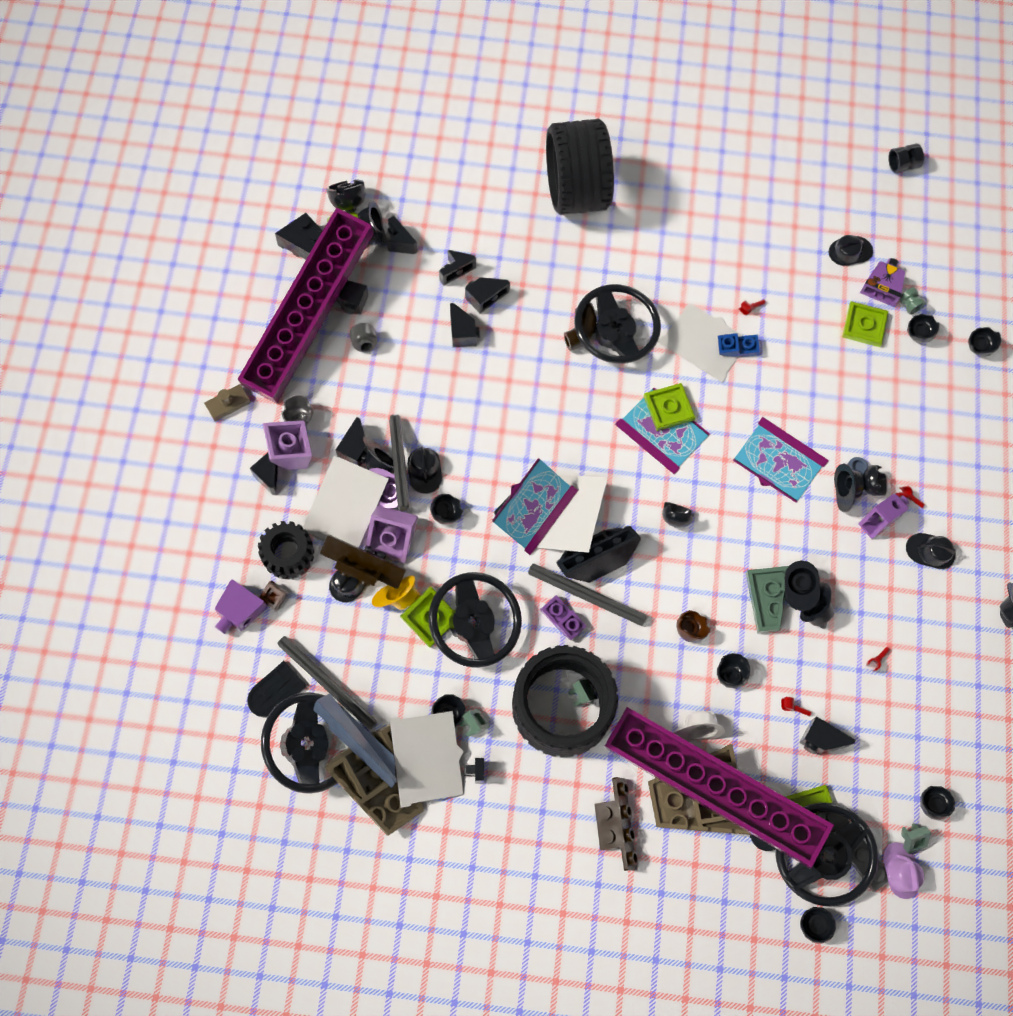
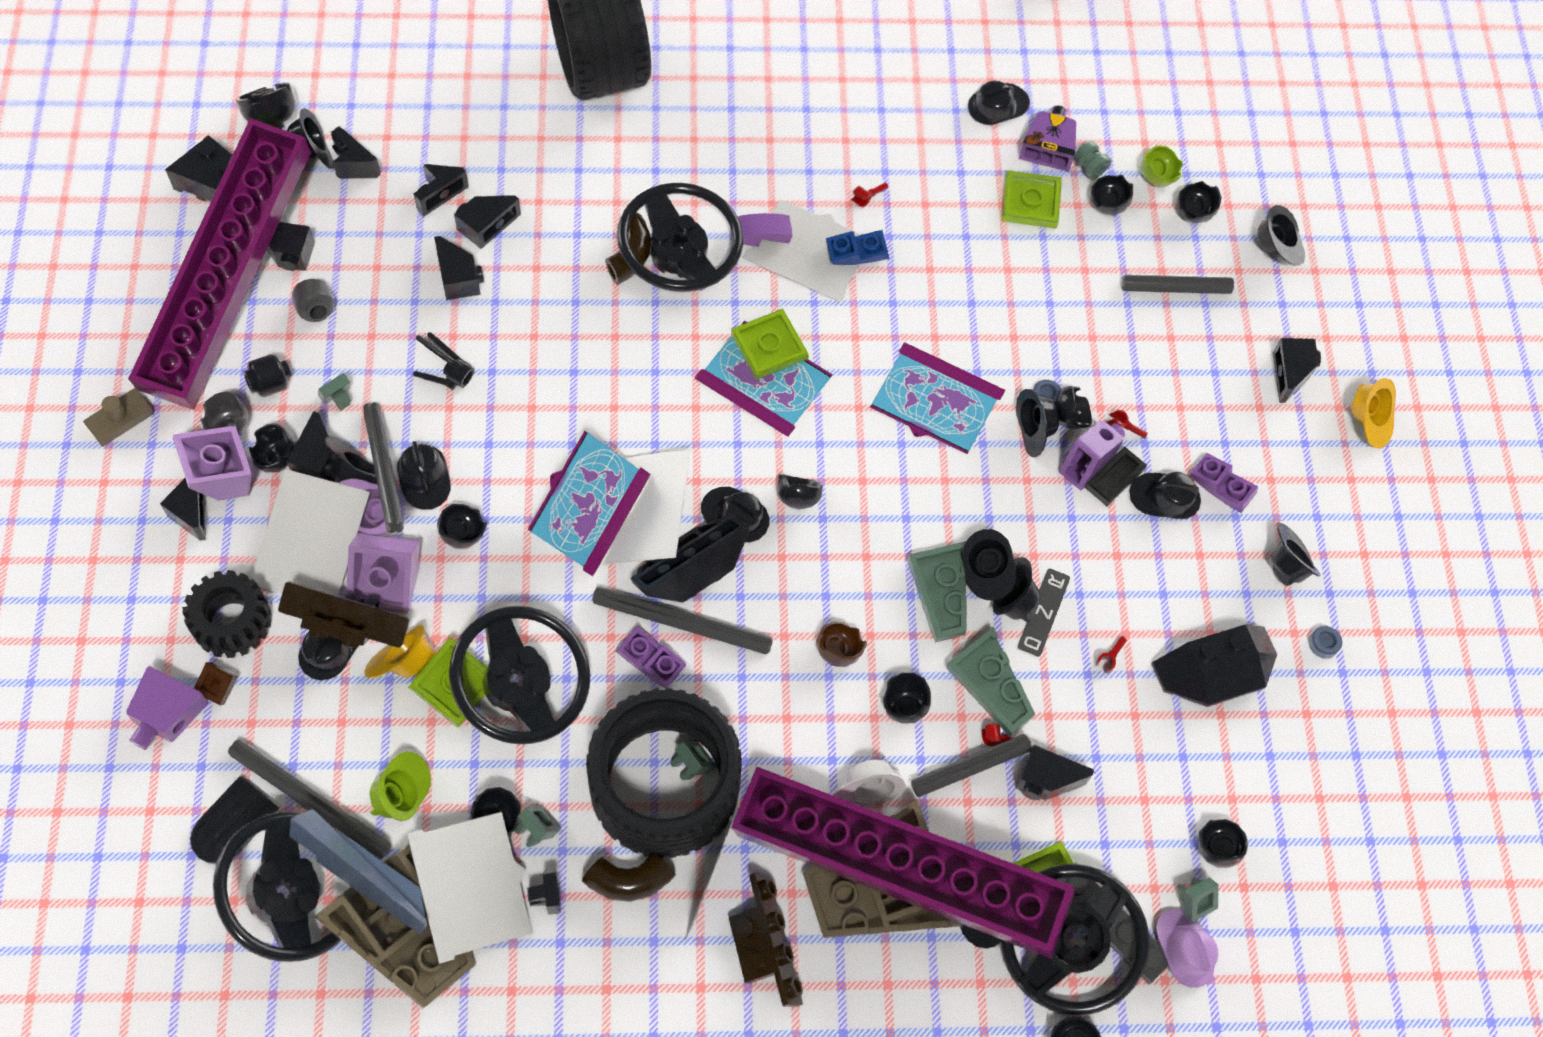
camera: 10 degrees left, 5 degrees down
(326, 438) = (272, 448): none -> black hair
(328, 386) = (267, 375): none -> black head
(372, 403) = (335, 391): none -> sand green tile
(387, 684) = (400, 787): none -> lime piece
(454, 399) = (456, 370): none -> black plant
(531, 771) = (628, 883): none -> dark brown cylinder
(589, 772) = (713, 869): none -> white sticker
(628, 515) = (744, 505): none -> black piece
(676, 322) = (765, 226): none -> medium lavender slope
(771, 723) = (971, 765): none -> dark grey axle
(792, 666) = (990, 680): none -> sand green wing
(842, 610) = (1044, 614): none -> dark grey sticker
(898, 532) = (1115, 476): none -> pearl dark grey tile
(951, 678) = (1218, 666): none -> black wedge
(960, 399) = (1177, 284): none -> dark grey axle
(961, 311) = (1161, 166): none -> lime hair
(970, 545) = (1226, 486): none -> medium lavender slope

